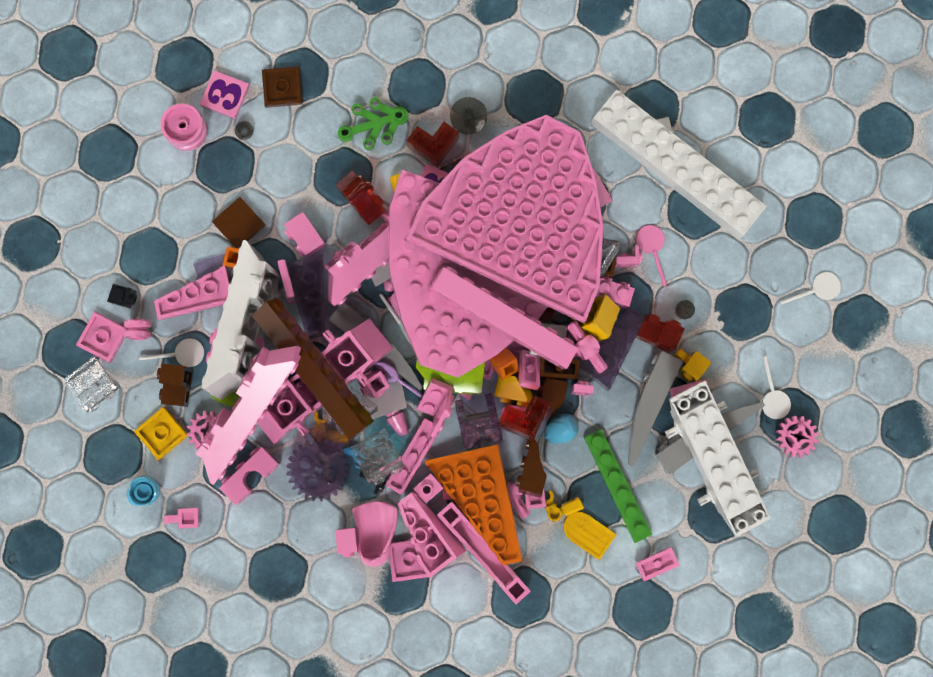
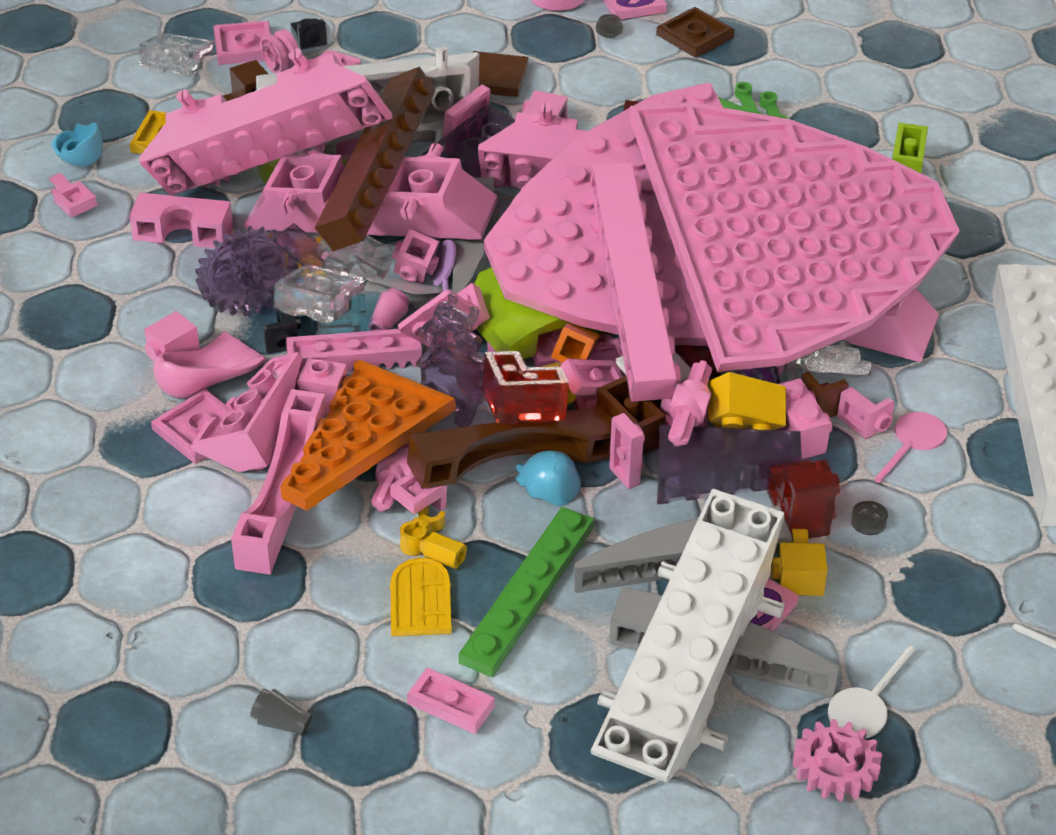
camera: 55 degrees right, 40 degrees down
(479, 80) = (910, 145): none -> lime brick
(612, 638) = (279, 712): none -> dark grey cone

